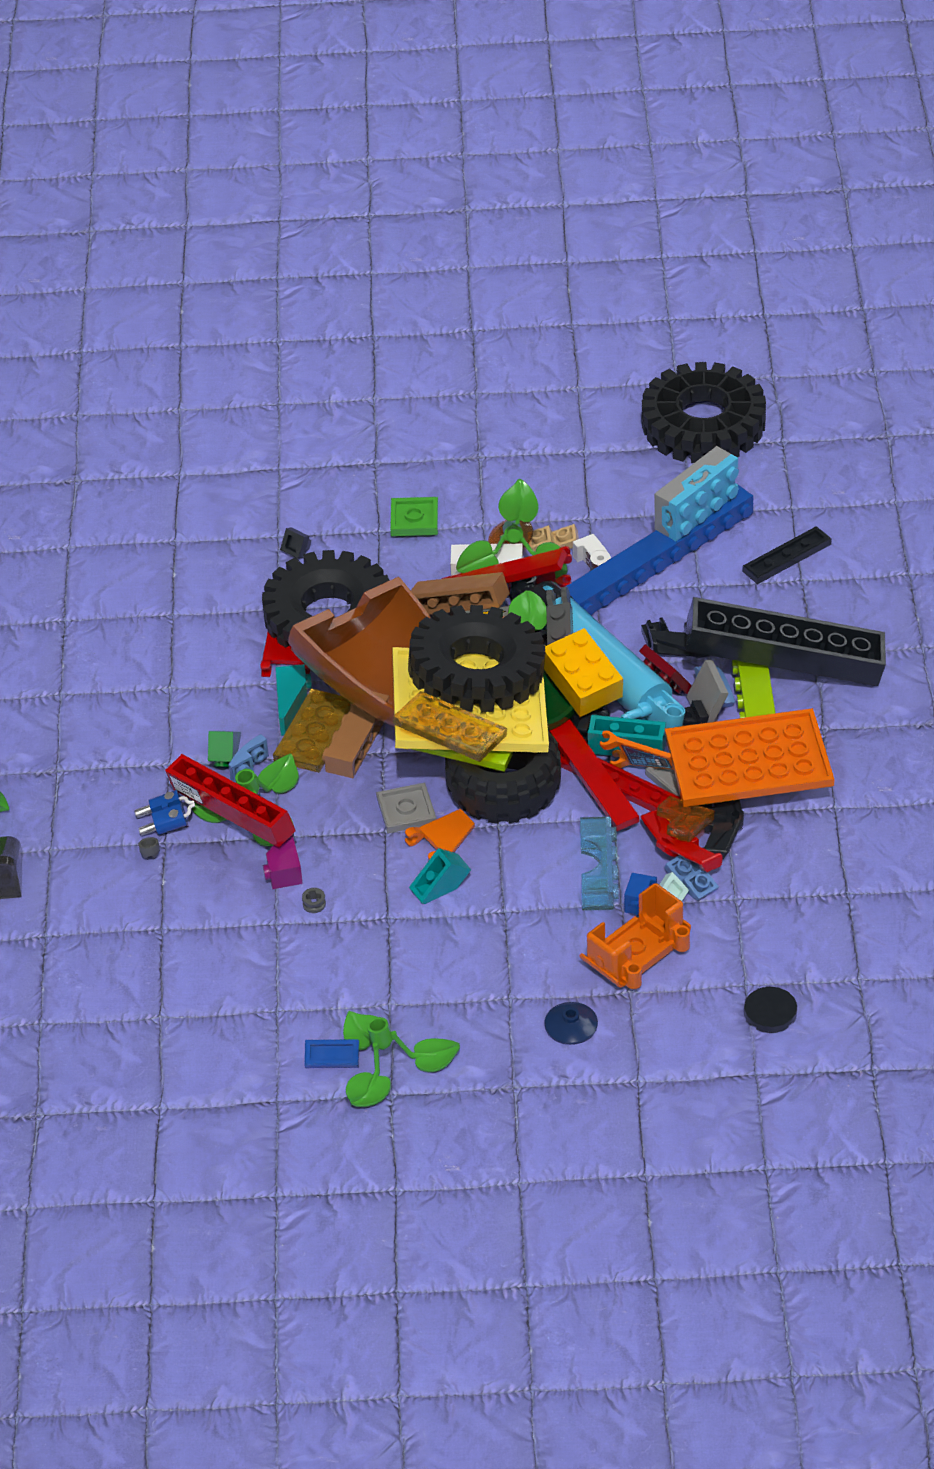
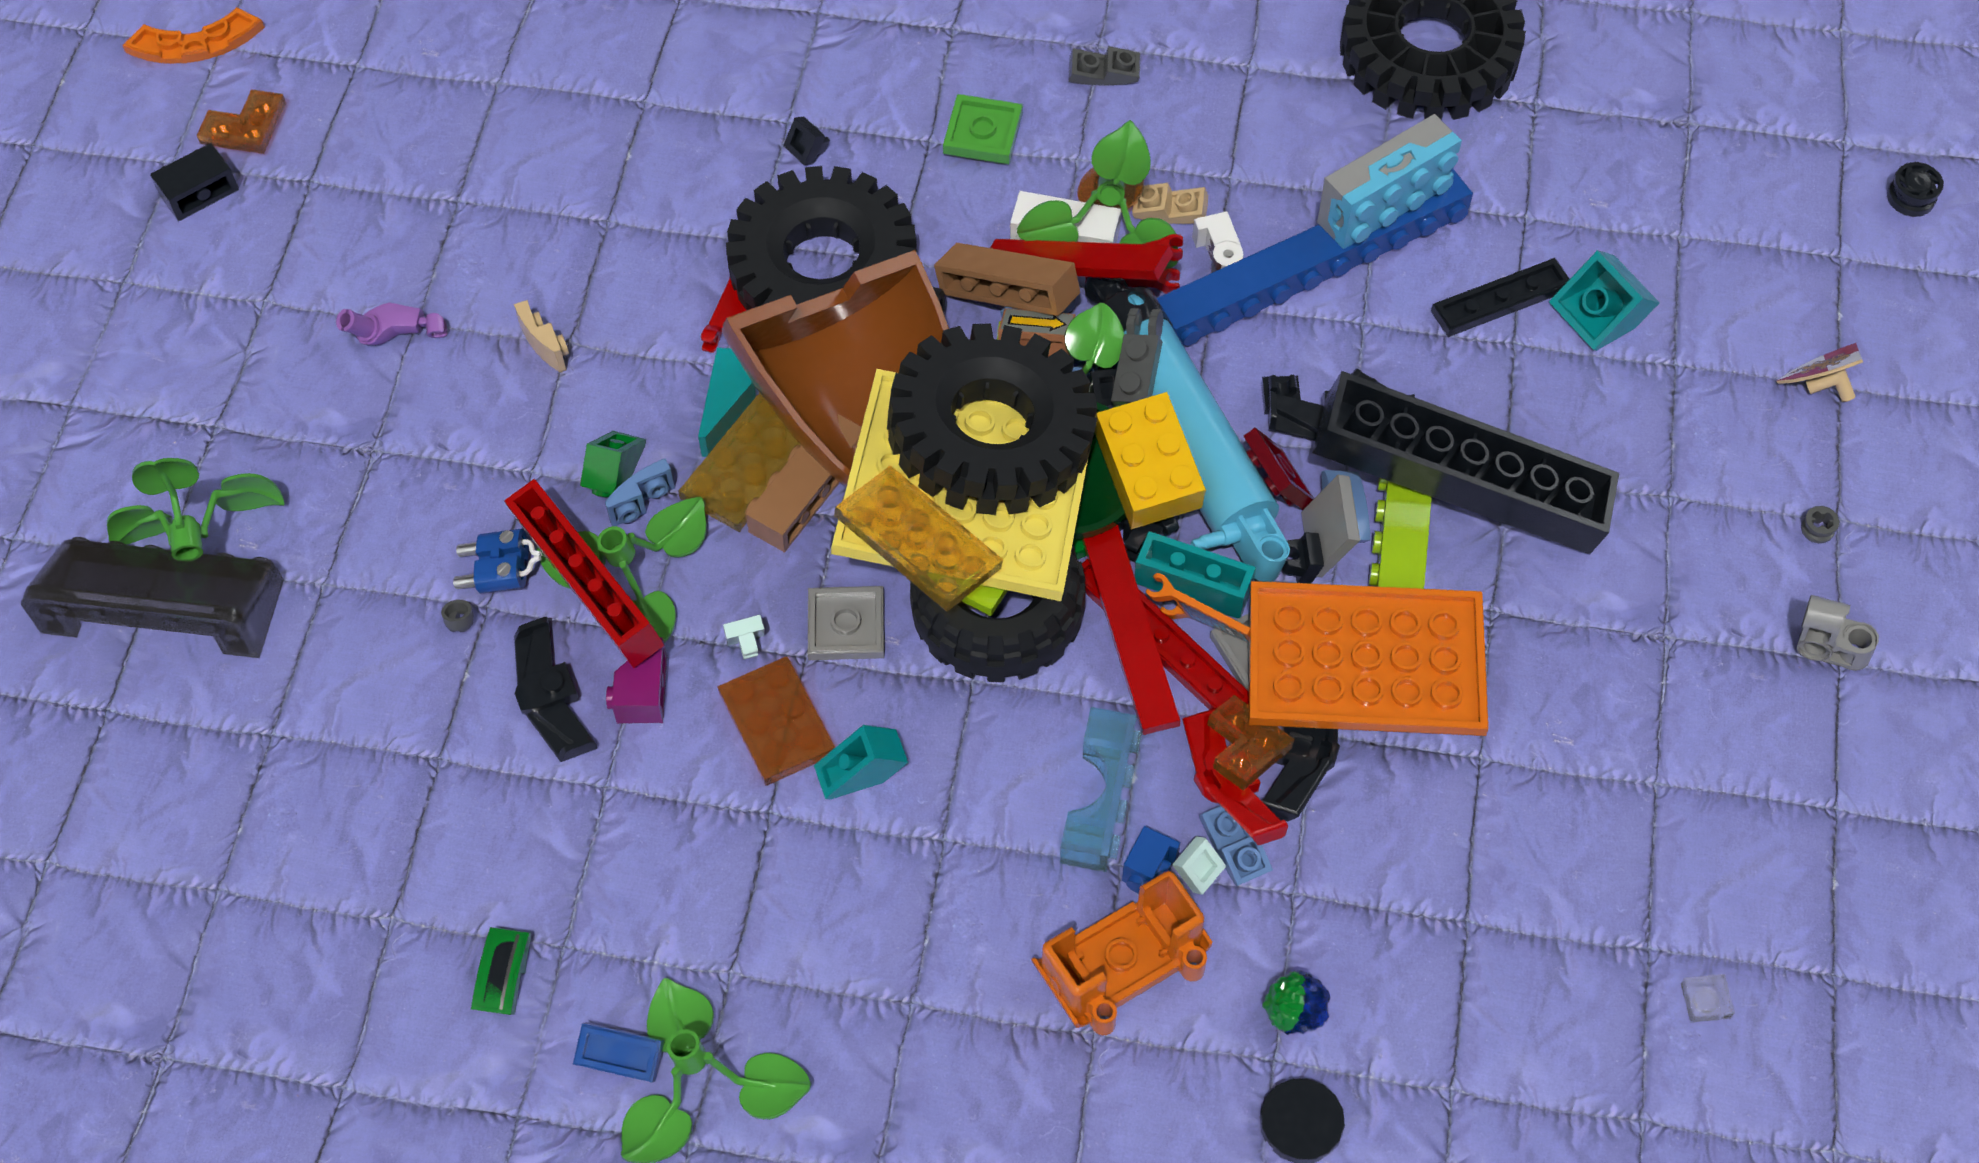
camera: 10 degrees right, 15 degrees up
(46, 693) = (389, 321): none -> medium lavender arm
(152, 686) = (542, 337): none -> tan slope
(222, 879) = (546, 691): none -> black plate
(242, 1027) = (500, 971): none -> green slope
(313, 893) = (662, 749): dark grey bush -> none
(342, 823) = (745, 633): none -> light aqua tile
(376, 867) = (776, 720): none -> clear orange plate
(443, 832) = (887, 682): orange flag -> none
(492, 467) = (1113, 68): none -> dark grey slope
(571, 1023) = (996, 1090): dark blue dish -> none
(751, 947) = (1297, 1003): none -> piece
(853, 544) = (1603, 300): none -> teal slope

